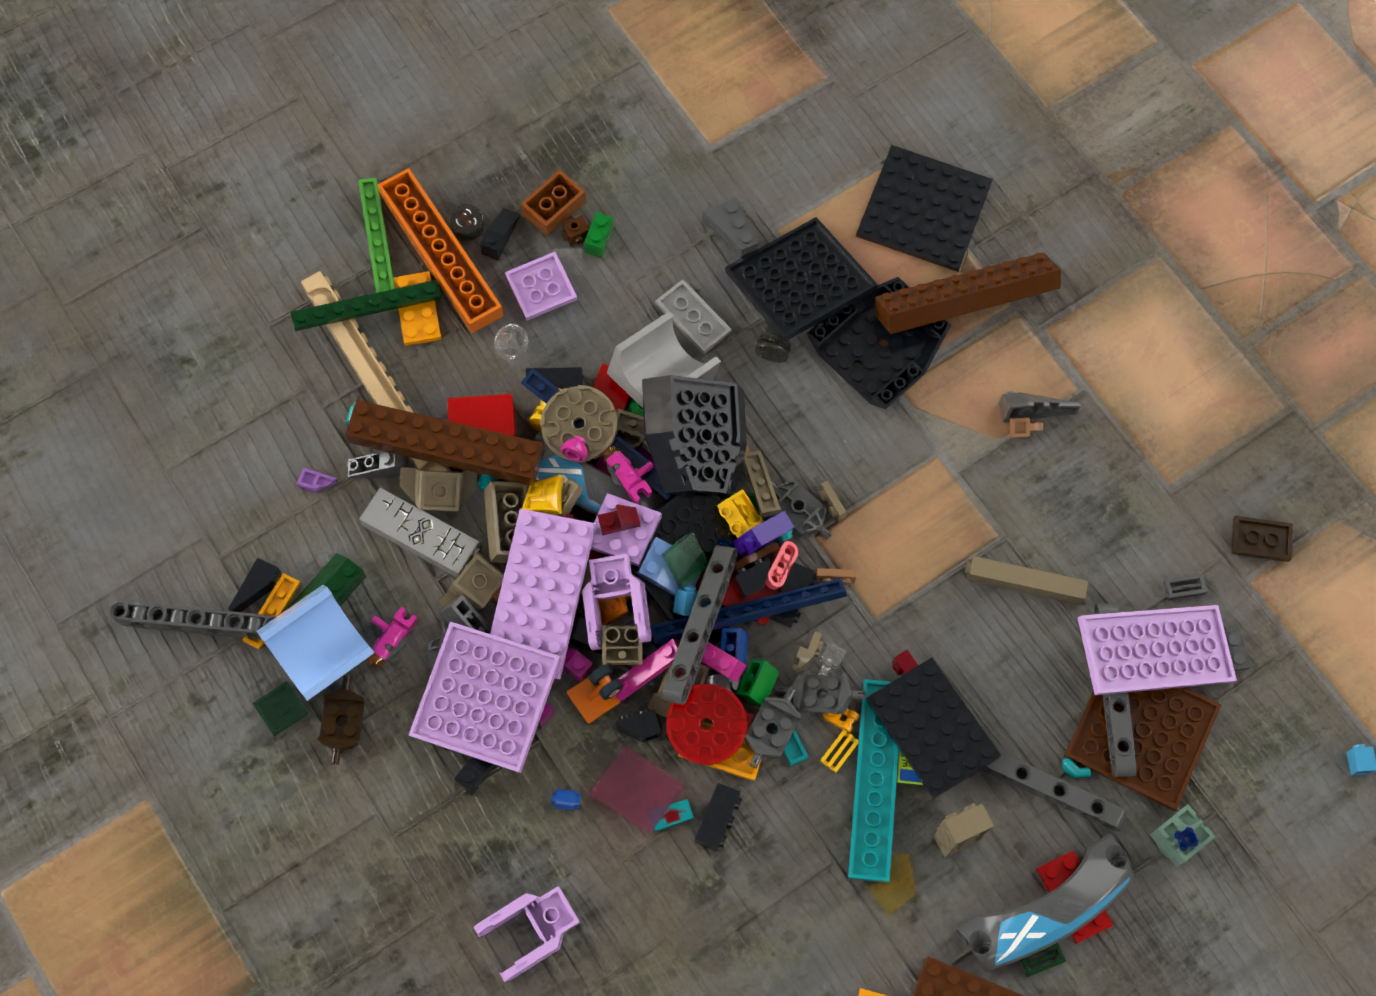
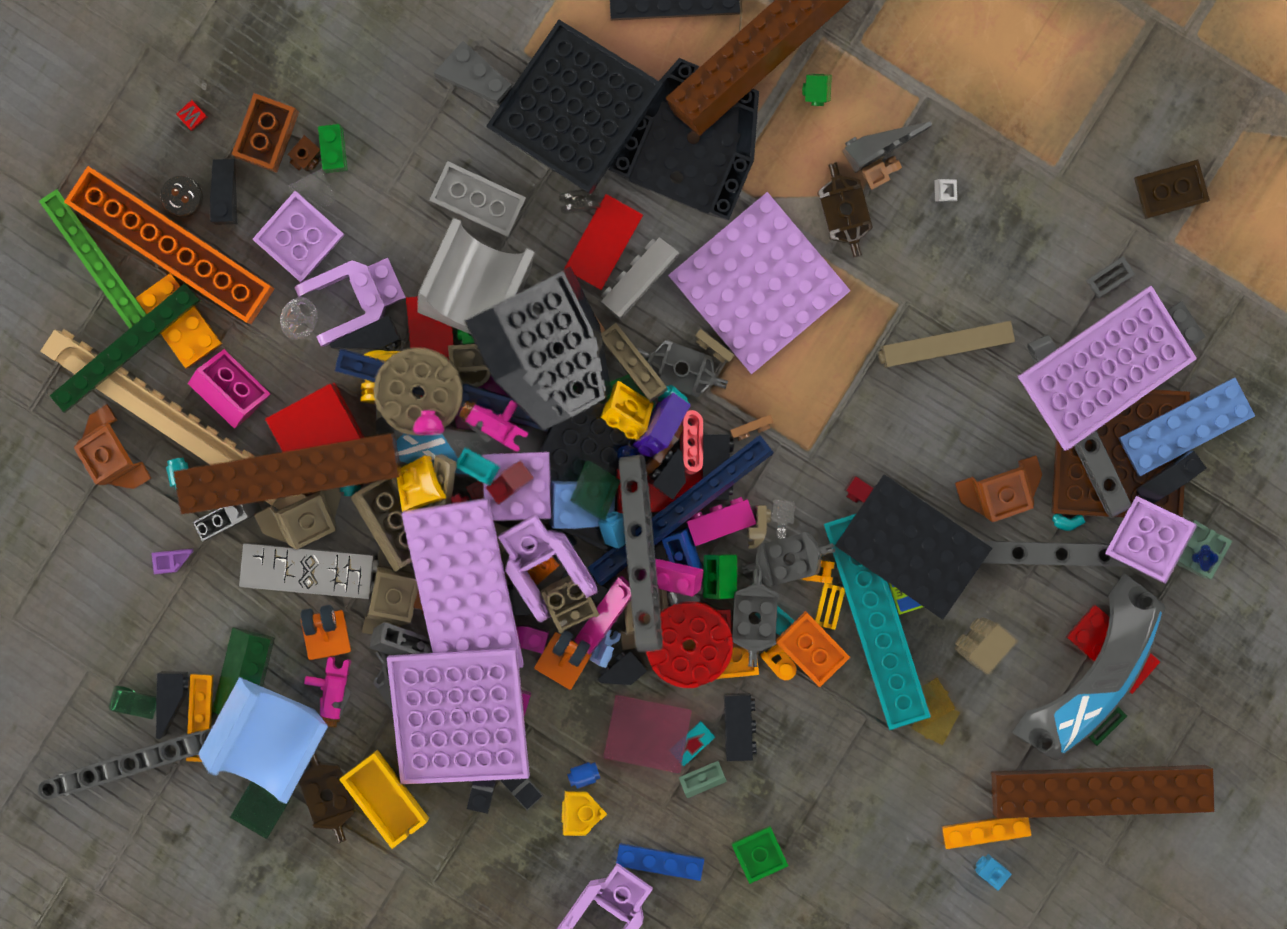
camera: 20 degrees left, 20 degrees up
(224, 574) = (130, 702): none -> clear green plate
(308, 381) = (105, 455): none -> dark orange piece
(388, 742) = (384, 799): none -> yellow piece
(408, 585) = (325, 632): none -> orange plate
(429, 371) = (228, 388): none -> dark pink slope
(503, 172) = (191, 115): none -> red tile
(507, 787) = (523, 791): none -> black tile
(548, 830) = (580, 813): none -> yellow plate
(581, 345) = (373, 285): none -> lavender plate
(597, 907) = (660, 862): none -> blue plate
(598, 498) = (477, 466): none -> teal tile
(631, 703) = (604, 650): none -> light blue plate
(666, 849) = (702, 779): none -> sand green plate
(687, 938) = (759, 854): none -> green plate
(776, 639) = (721, 521): none -> dark pink brick
(777, 786) = (783, 668): none -> light orange plate
(778, 388) = (604, 241): none -> red tile
(795, 425) = (639, 278): none -> light grey slope
(810, 778) = (812, 649): none -> orange plate
(890, 471) = (759, 283): none -> lavender plate
(980, 457) = (840, 226): none -> dark brown plate
(998, 344) = (817, 89): none -> green brick
(1028, 718) = (1003, 493): none -> dark orange piece
(1072, 463) = (945, 190): none -> light grey tile
(1143, 805) = (1151, 539): none -> lavender plate
(1180, 765) = (1171, 477): none -> black slope
(1208, 731) = (1186, 426): none -> medium blue plate

